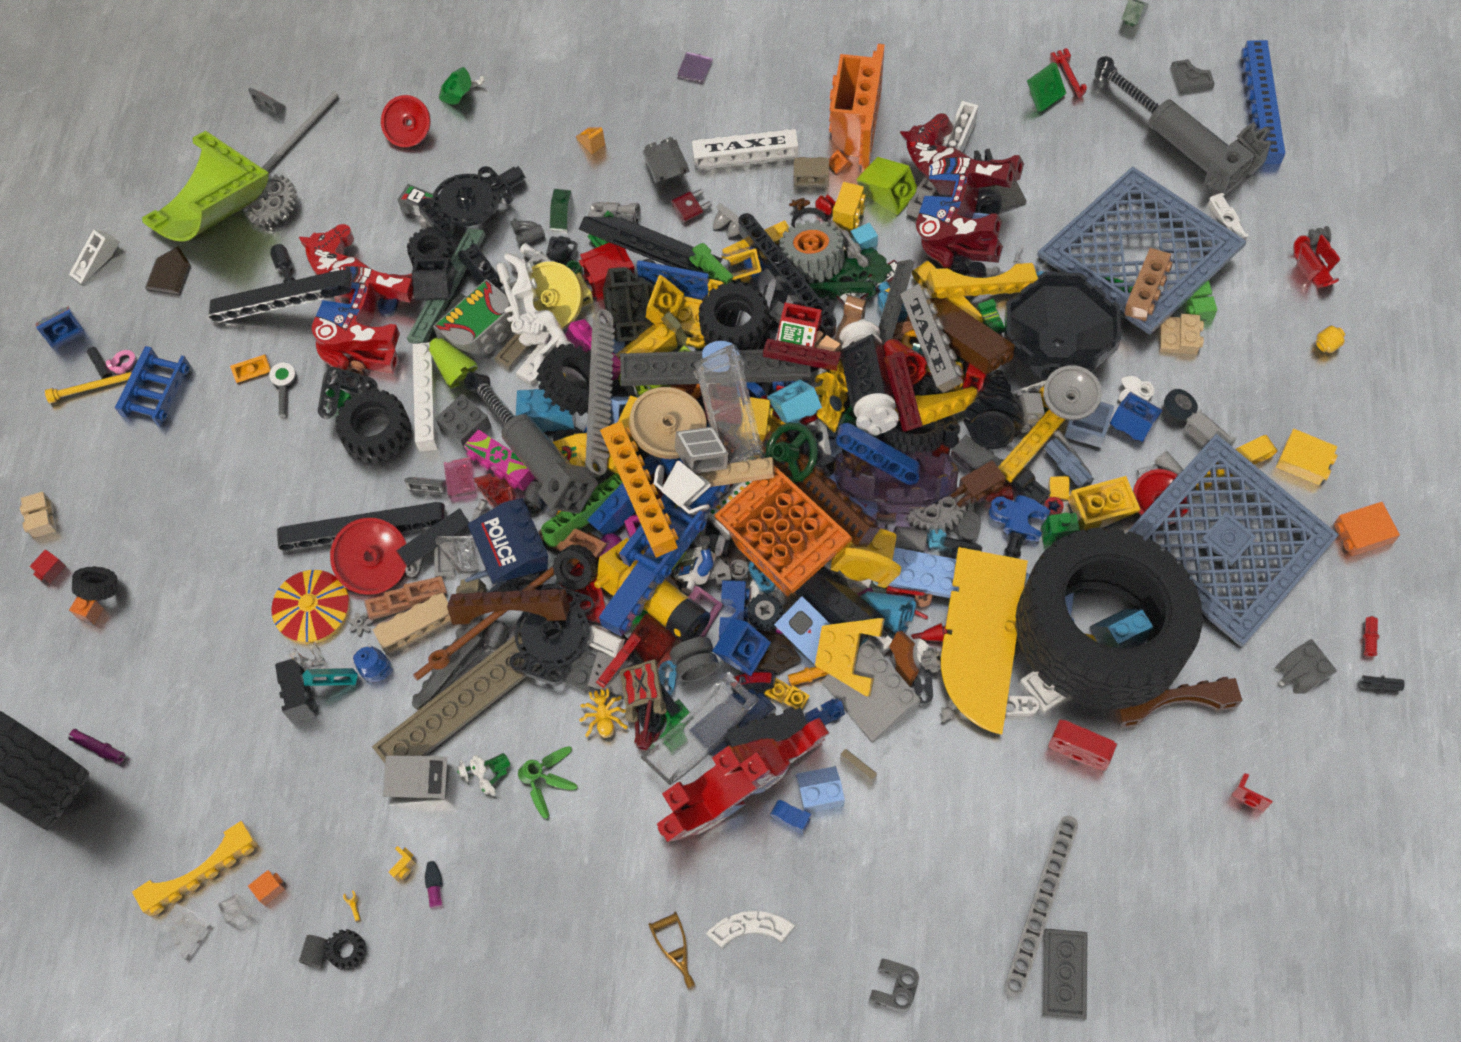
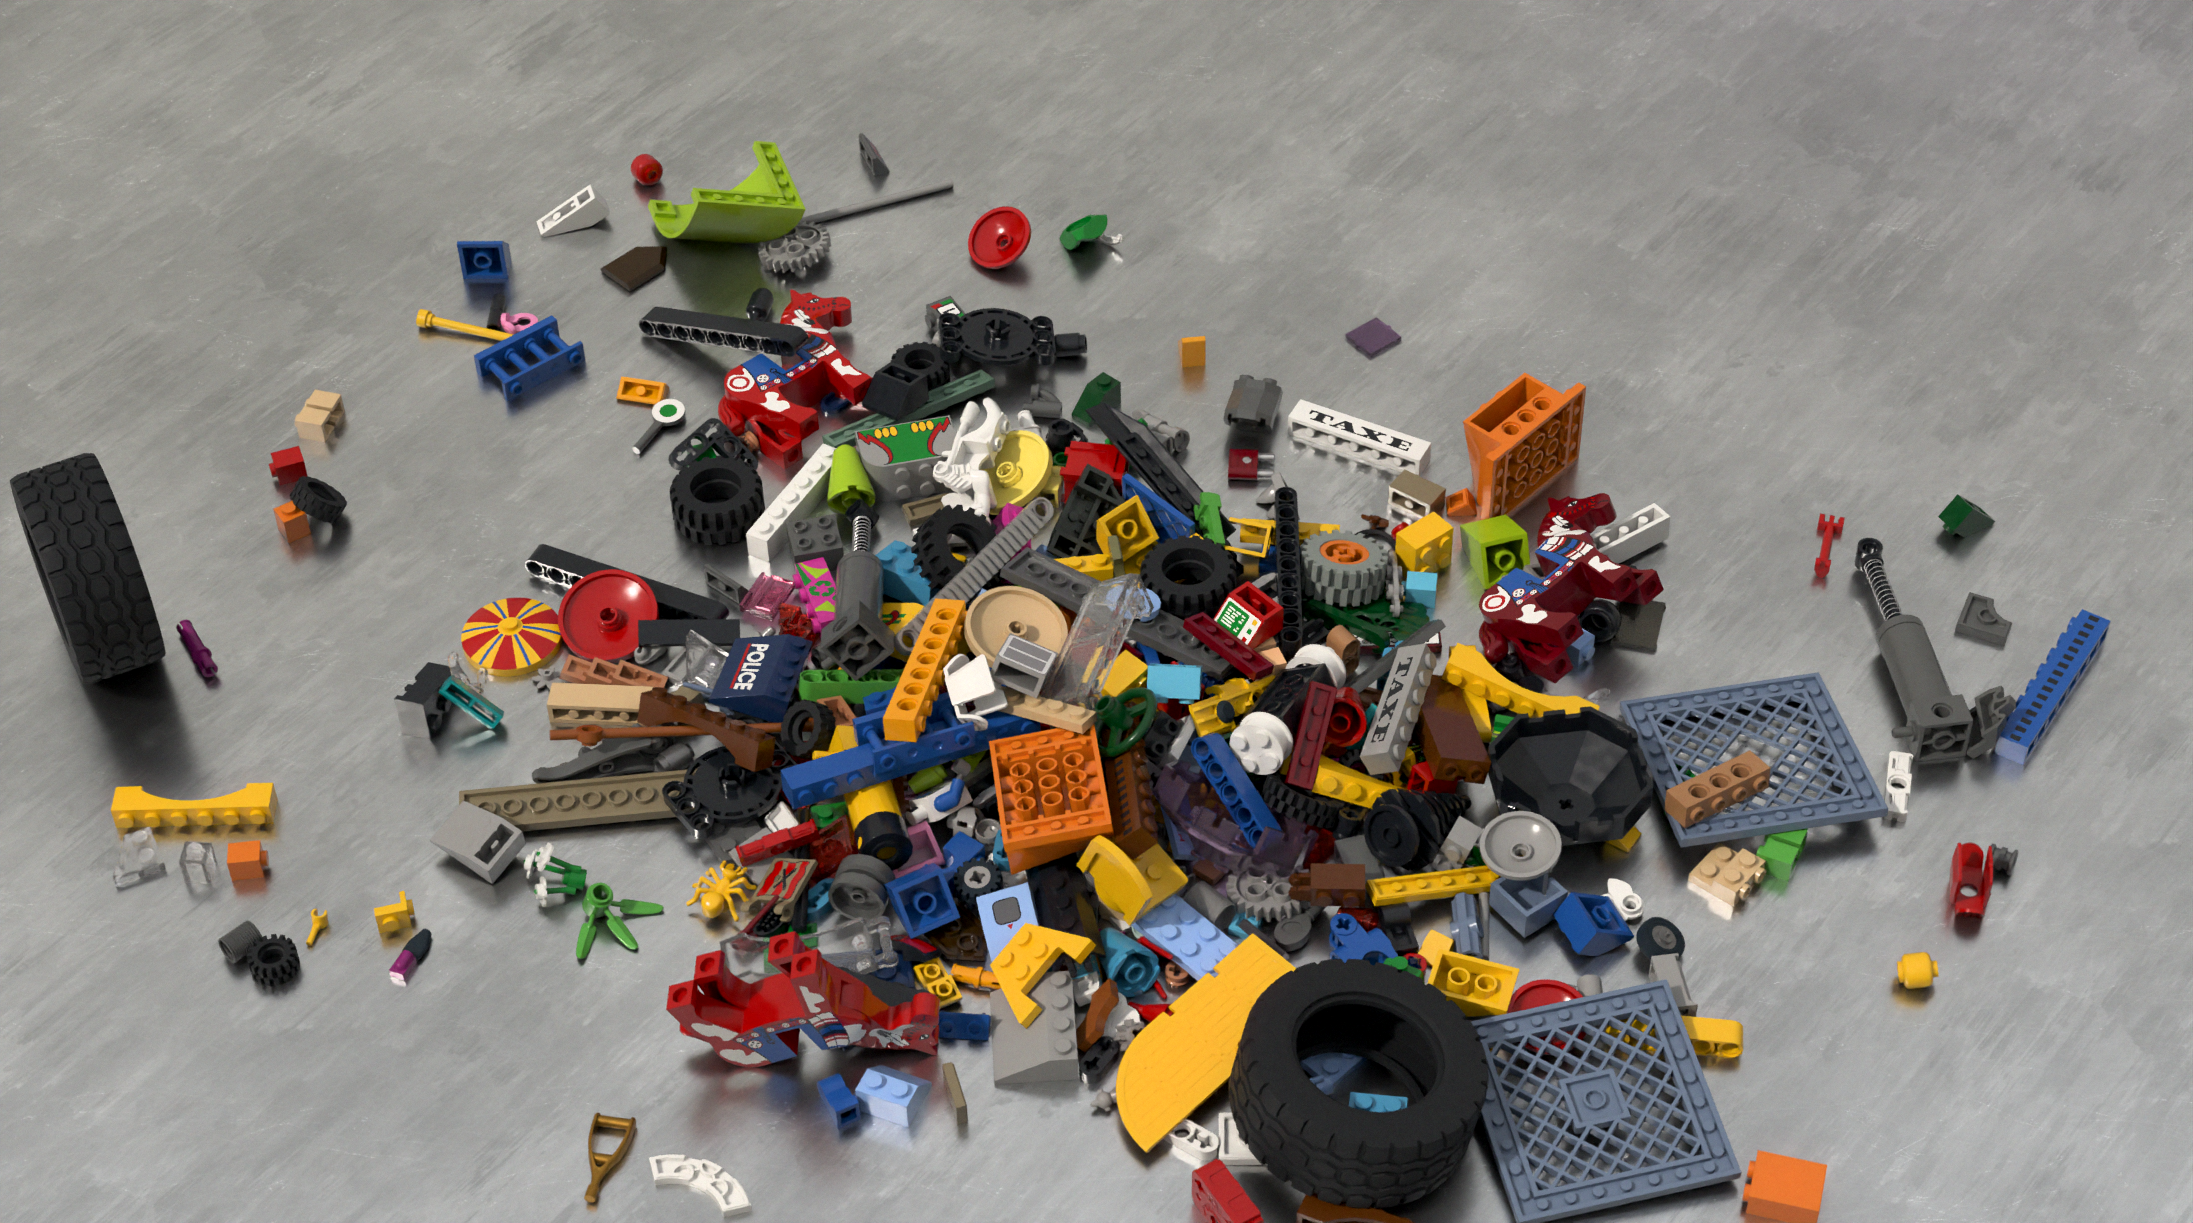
camera: 30 degrees right, 20 degrees down
(118, 193) = (646, 167): none -> red head
(372, 664) = (525, 711): blue helmet -> none
(474, 258) = (956, 397): black piece -> none
(1046, 87) = (1777, 540): green tile -> none
(1307, 457) = (1775, 1075): yellow brick -> none

